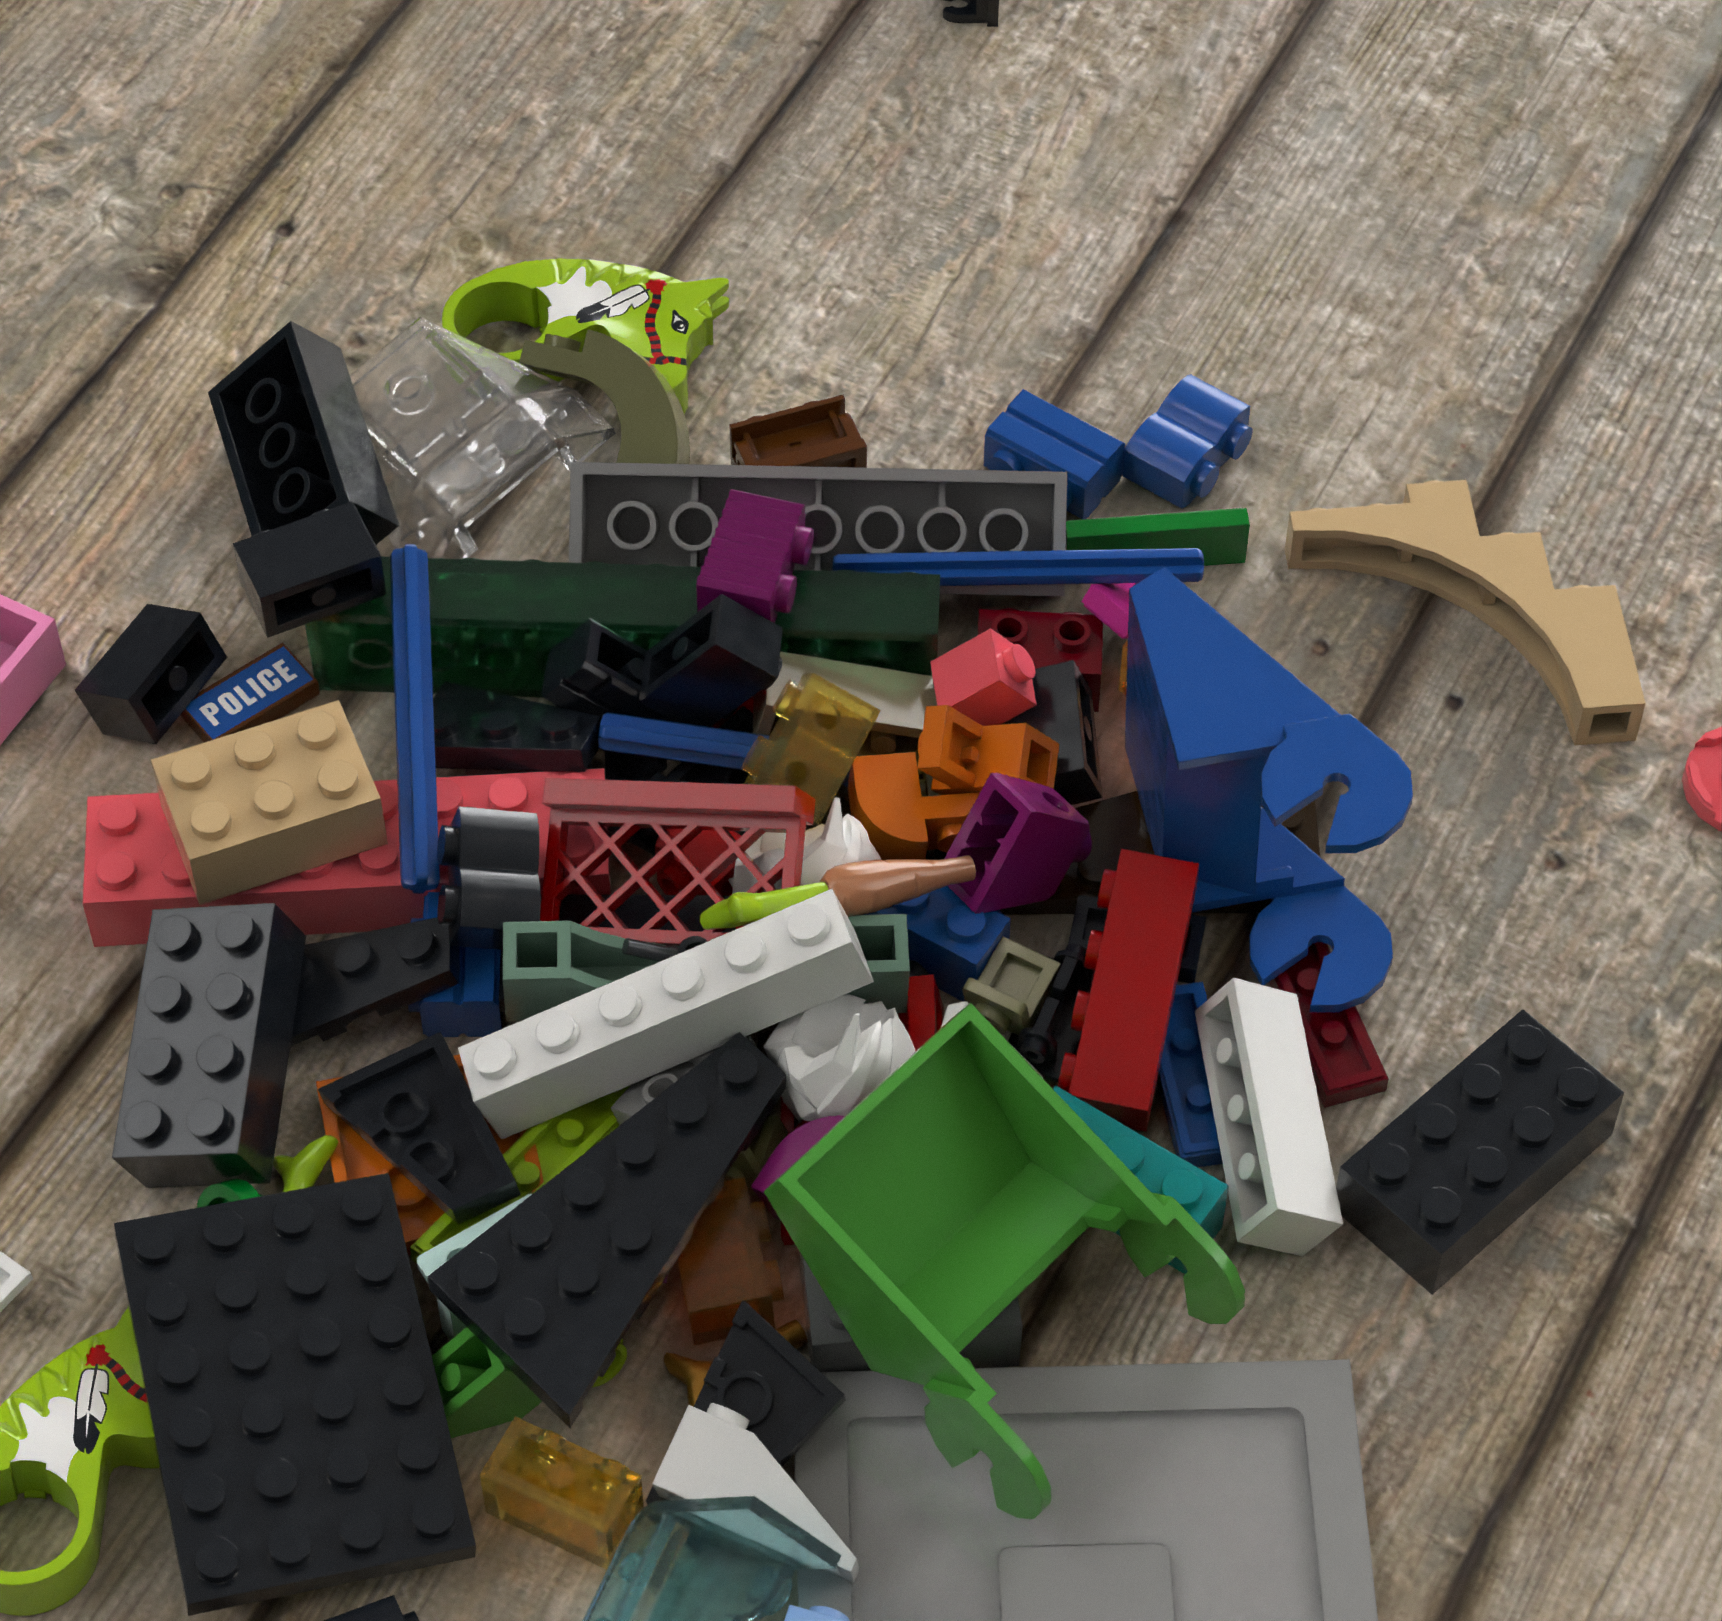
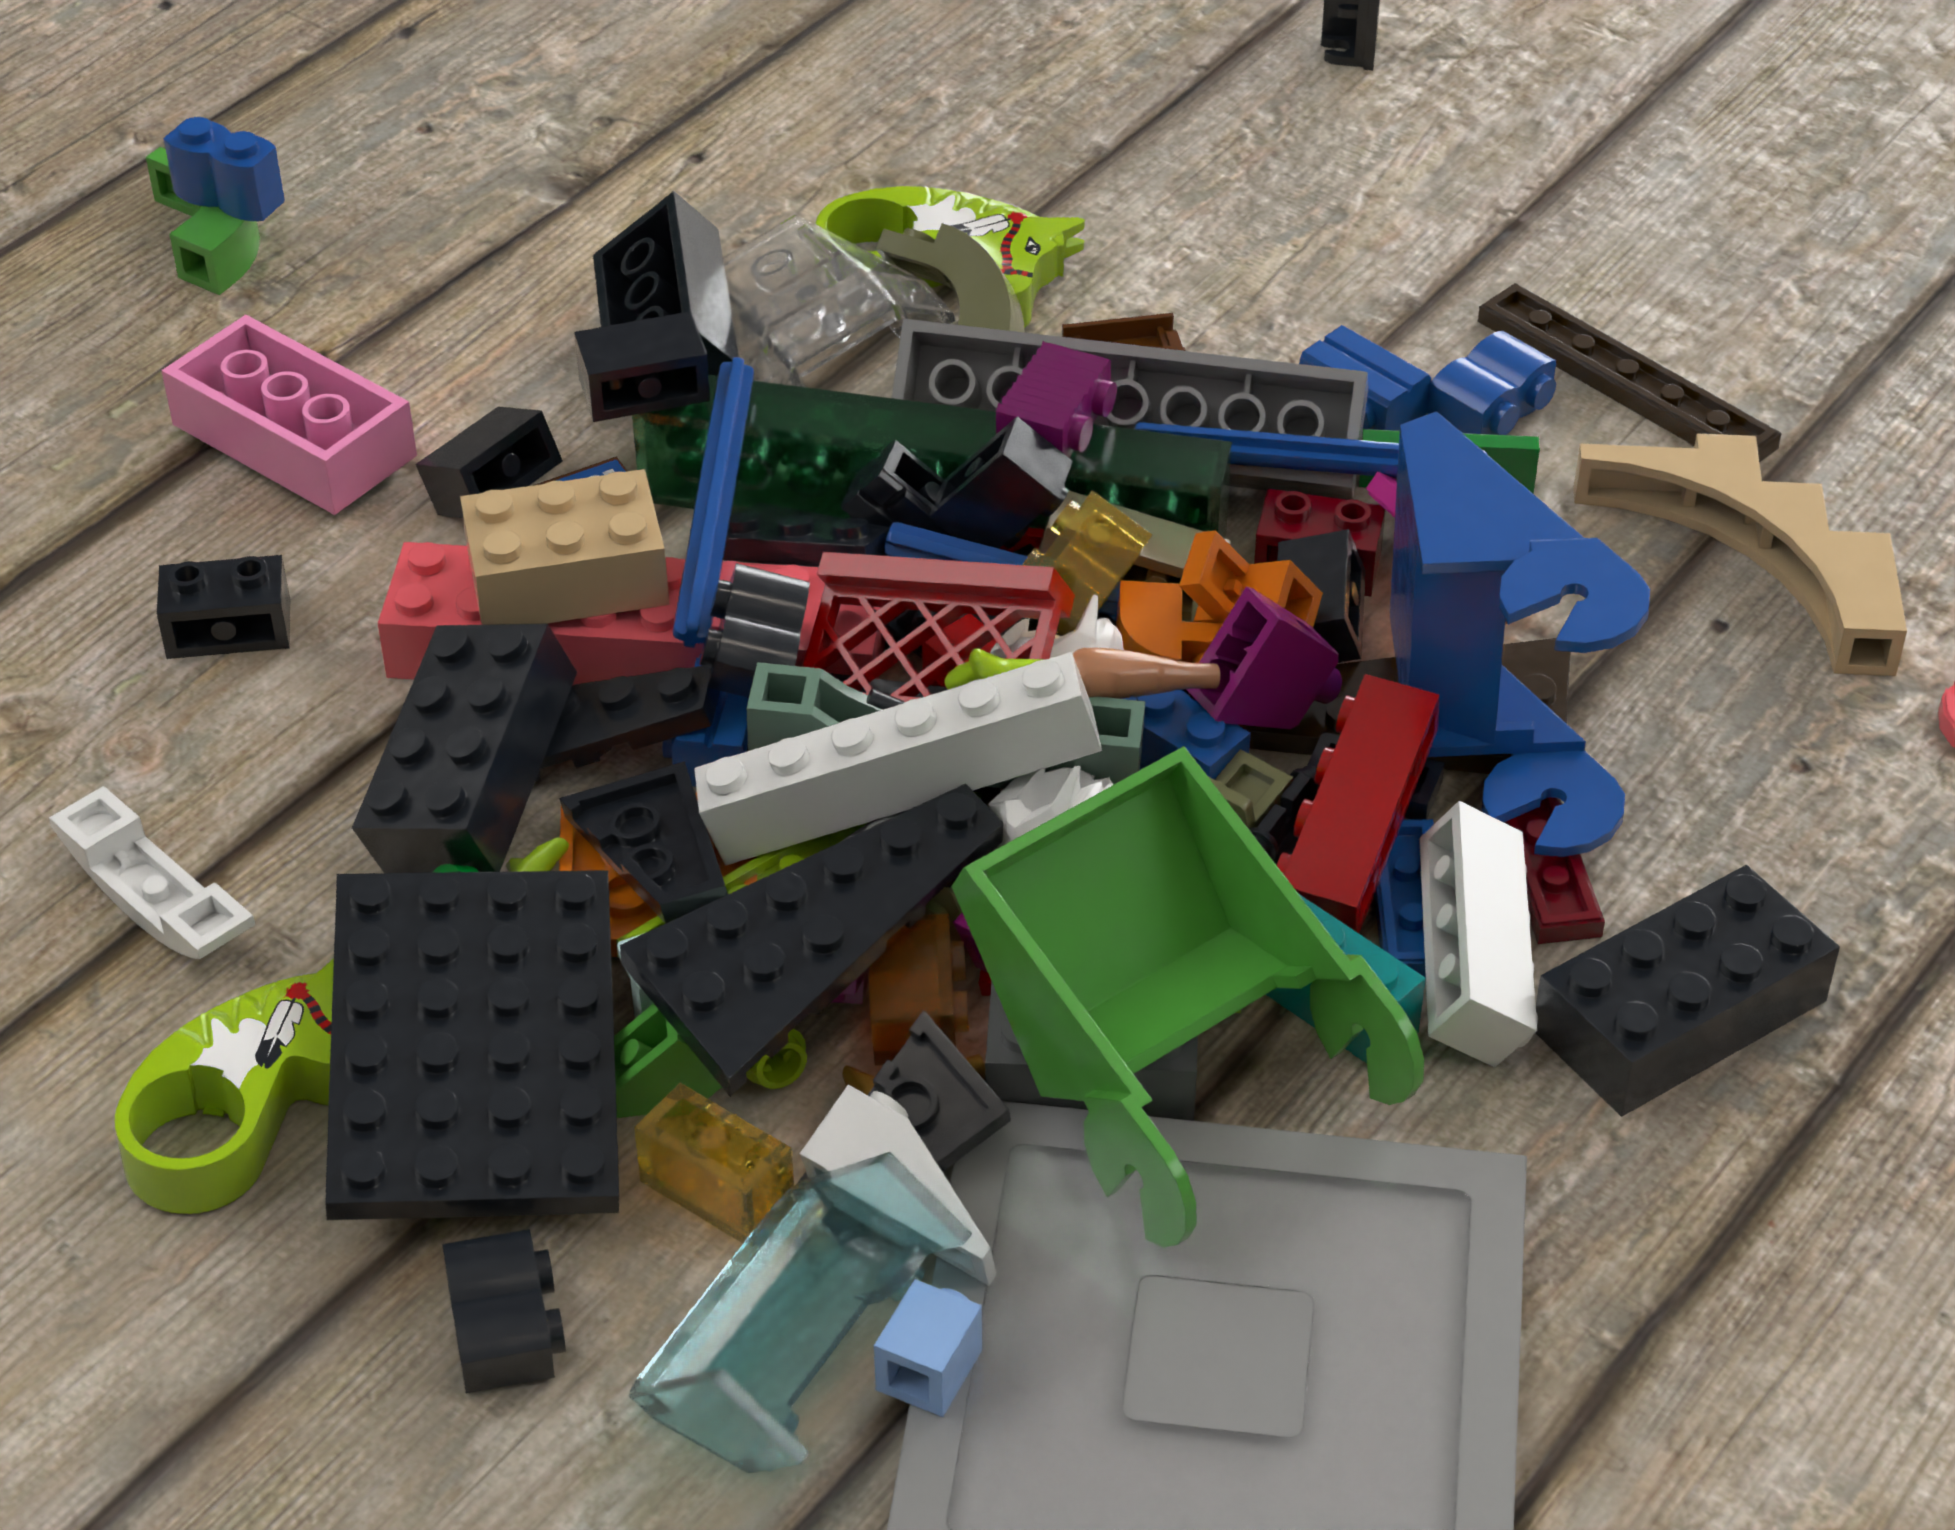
camera: 10 degrees right, 10 degrees down
(985, 679) = (1265, 528): coral brick -> none
(1316, 400) = (1620, 370): none -> dark brown tile

